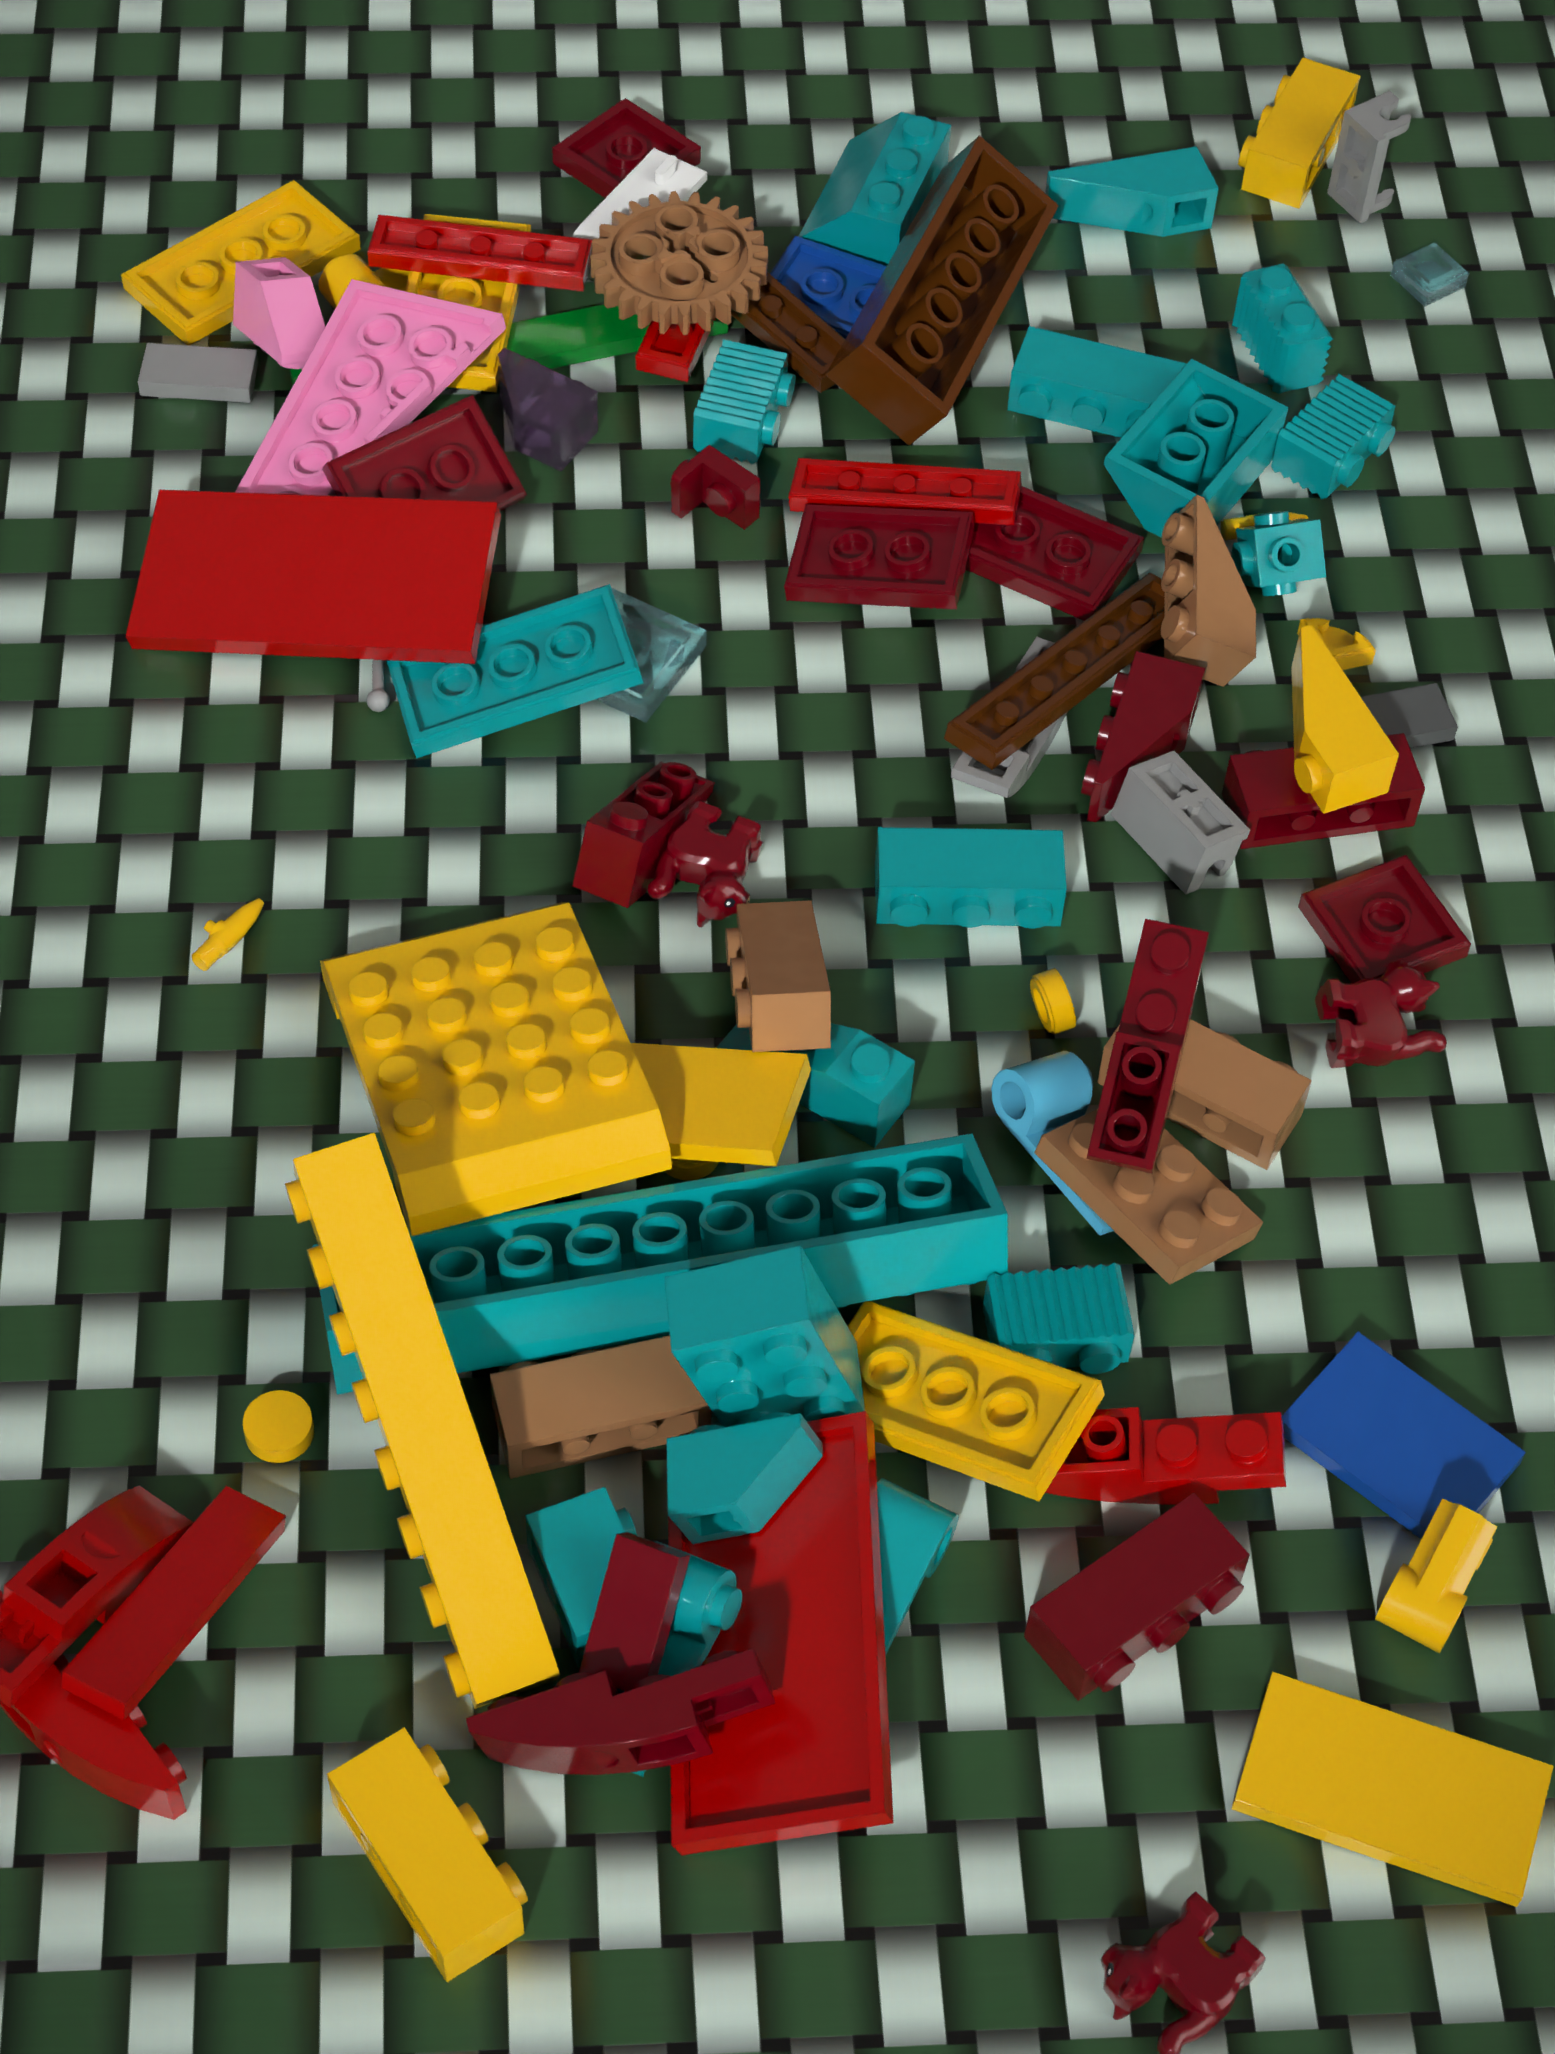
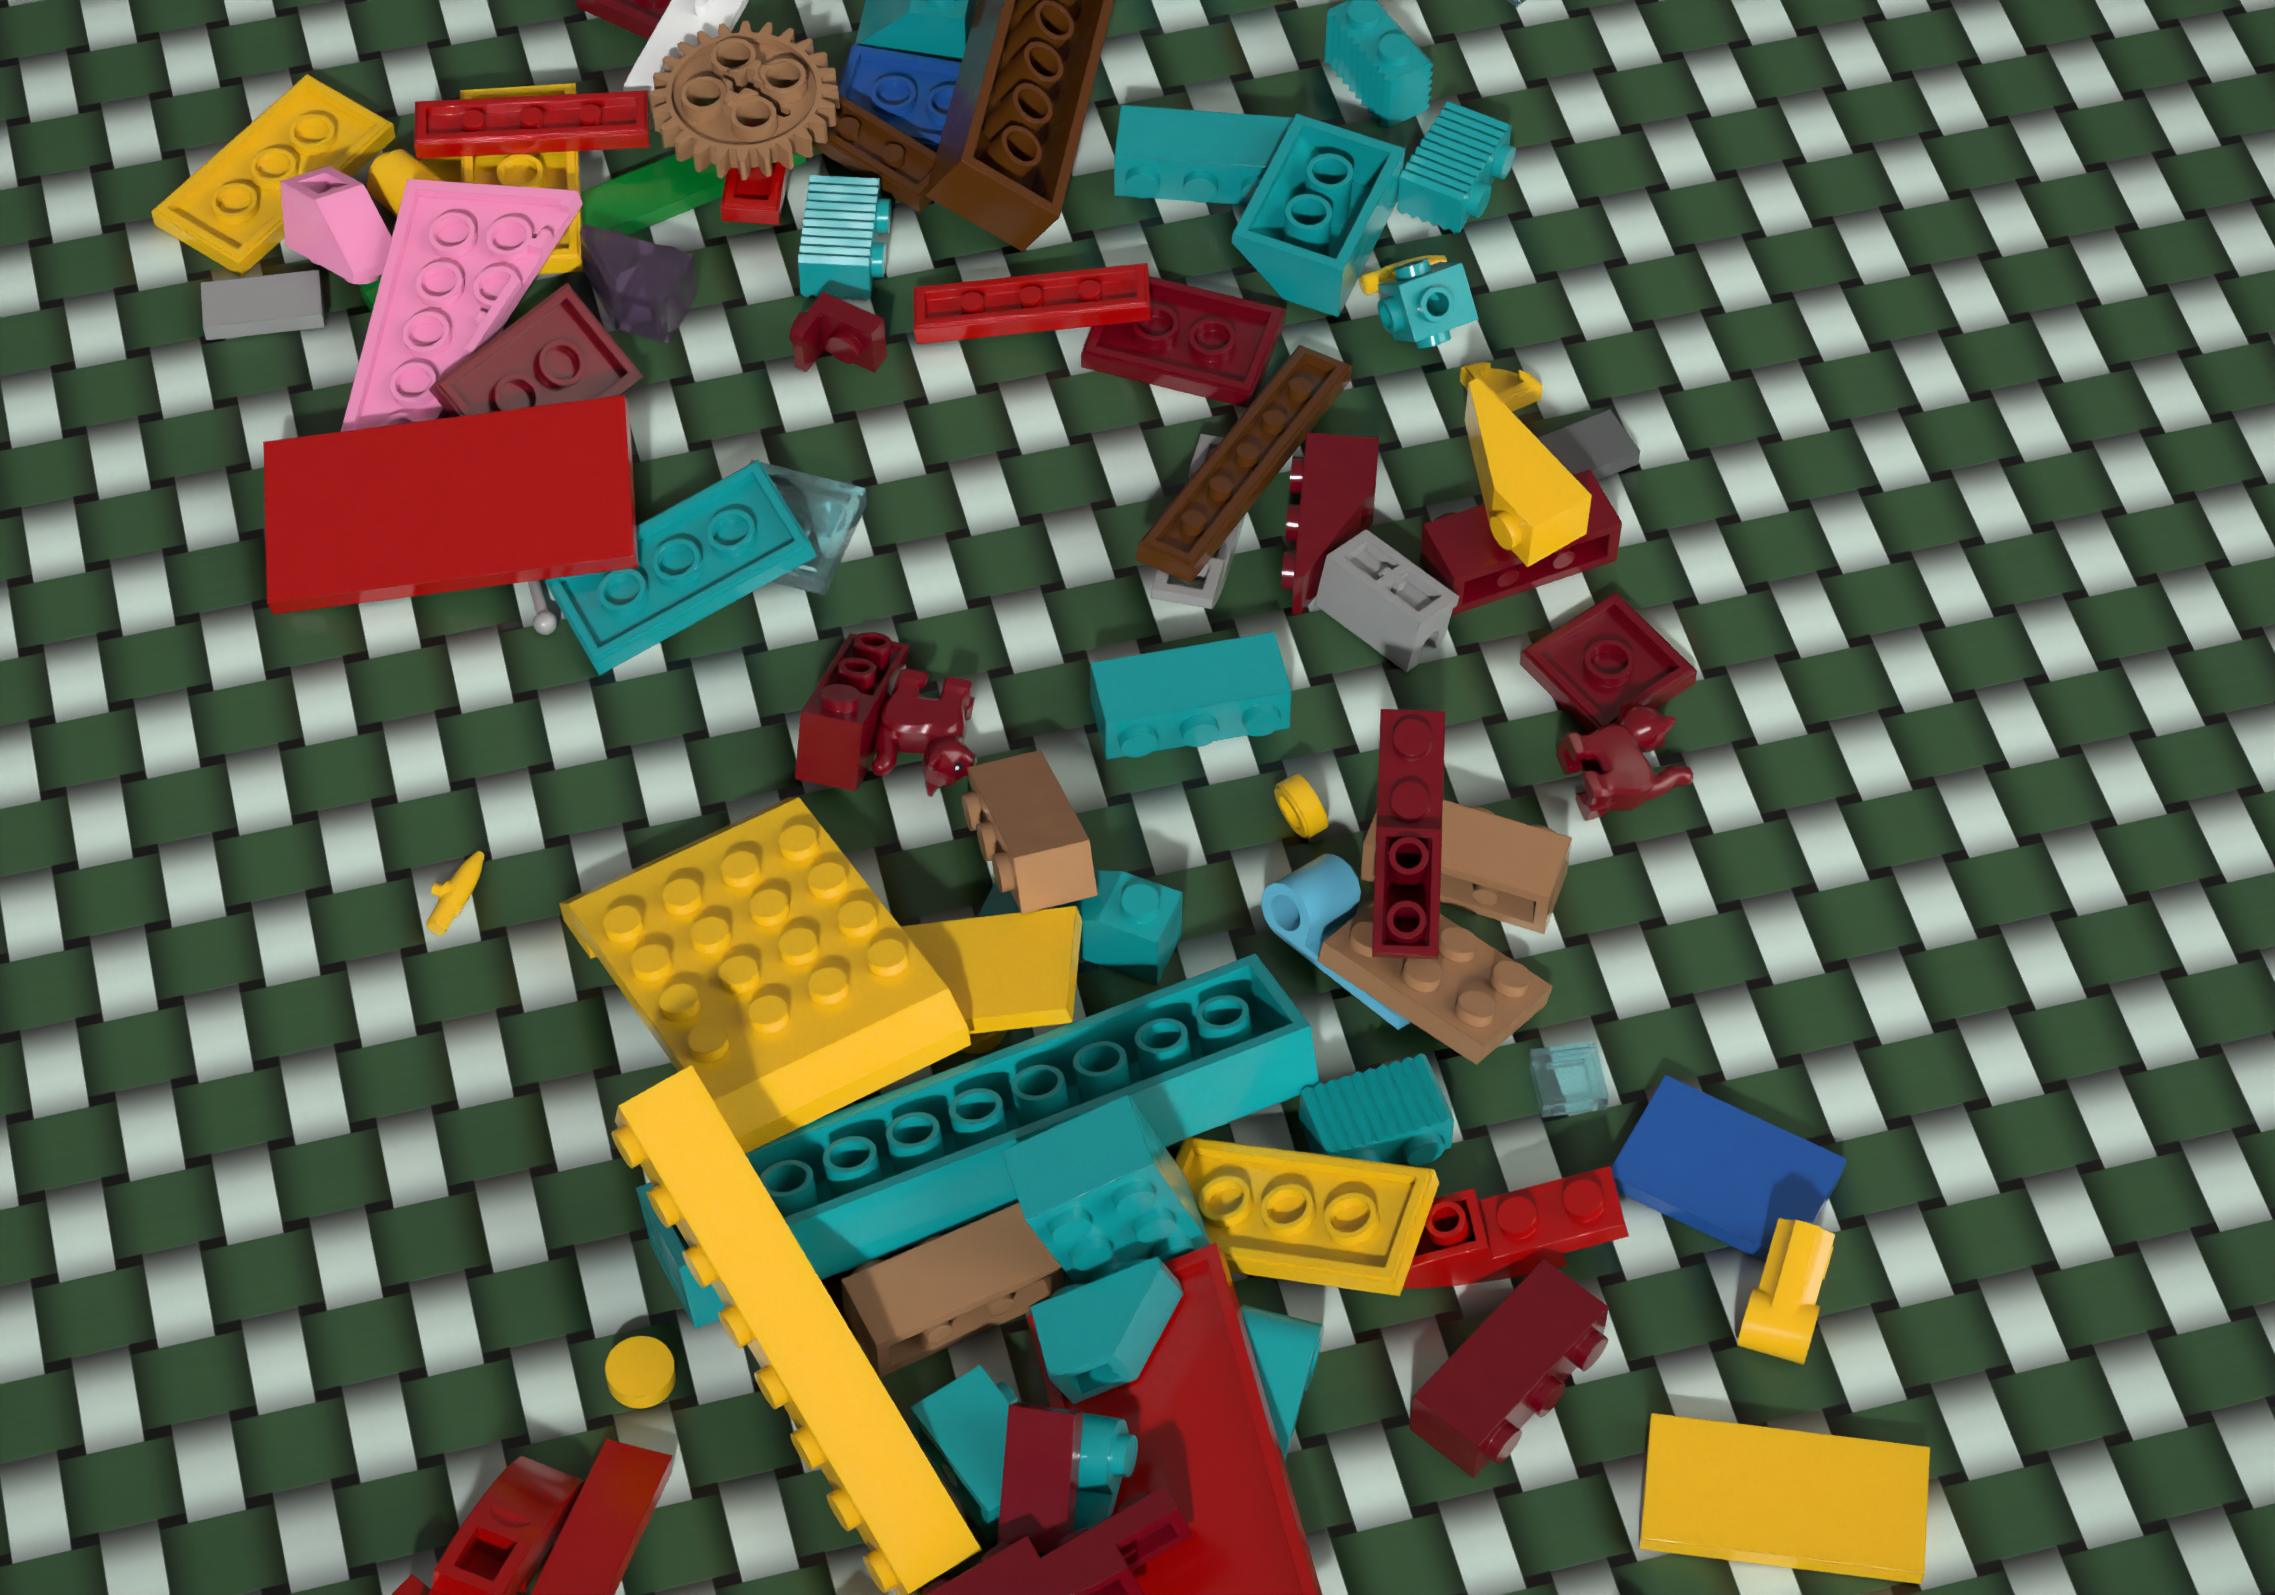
camera: 10 degrees left, 0 degrees up
(880, 556) = (1022, 377): dark red tile -> none
(1206, 604) = (1363, 367): medium nougat slope -> none
(1260, 1317) = (1568, 1079): none -> clear light blue tile

